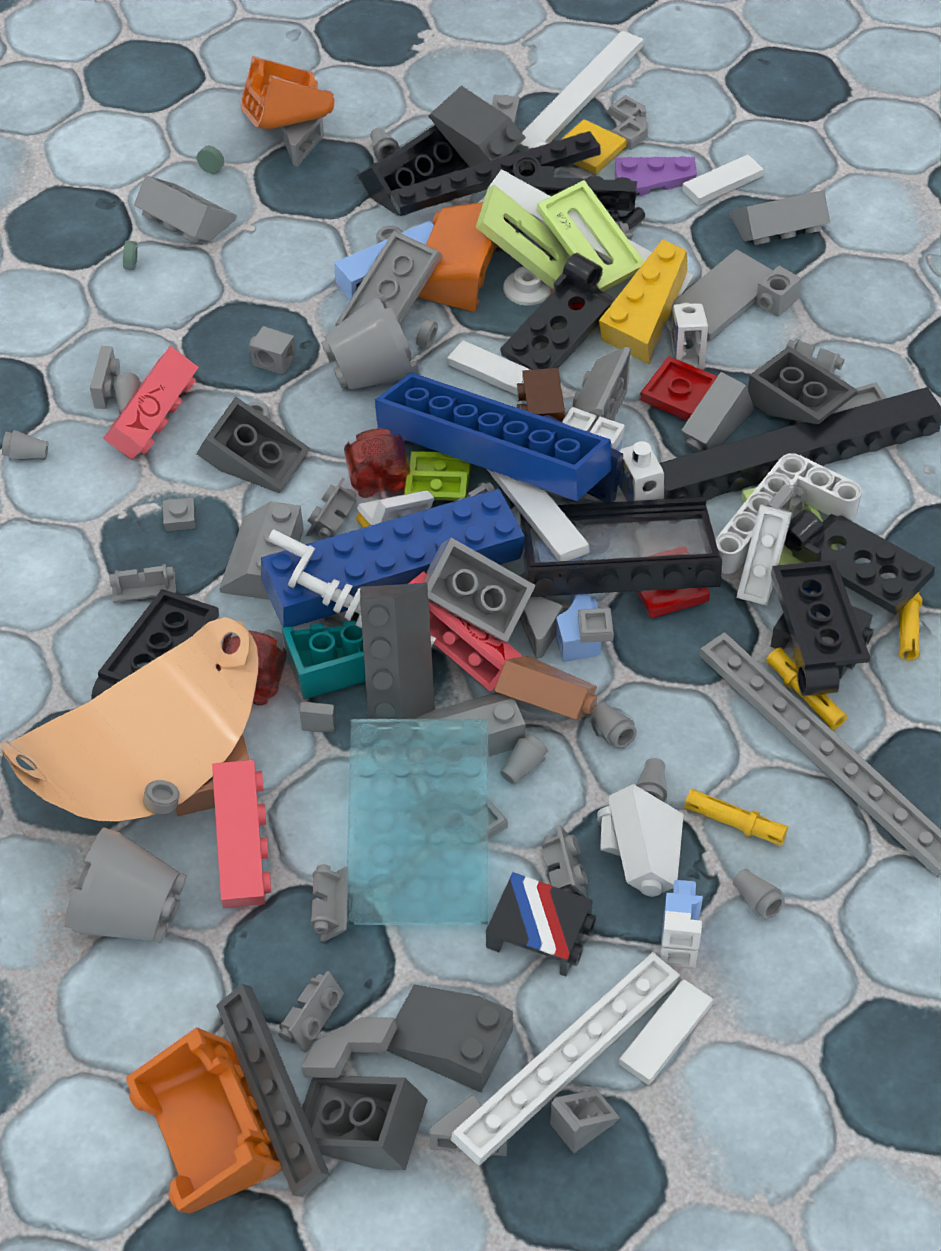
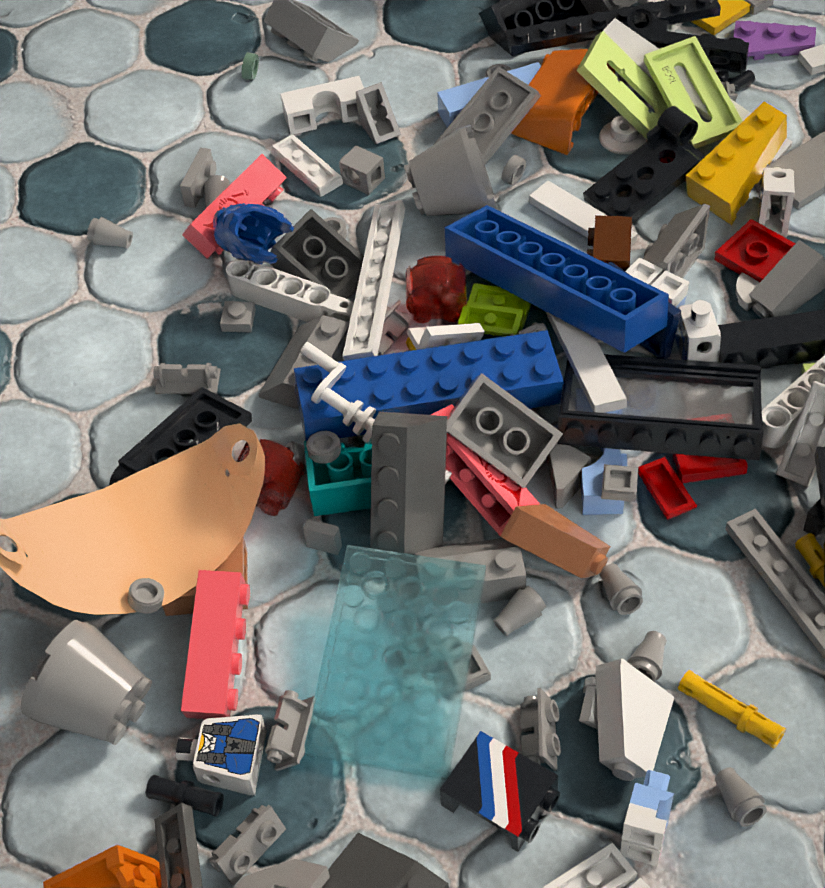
camera: 15 degrees right, 0 degrees up
(179, 426) = (250, 231): none -> blue head
(213, 352) = (306, 165): none -> white tile
(225, 484) = (285, 292): none -> white piece
(235, 976) = (184, 792): none -> black pin
(236, 277) = (305, 104): none -> white arch
(272, 932) = (227, 752): none -> torso
(275, 291) = (376, 113): none -> light grey slope
(304, 630) = (323, 447): none -> light grey tile
(314, 461) = (374, 281): none -> white plate
(637, 625) = (666, 488): none -> red tile
(674, 424) = (744, 287): none -> white tile

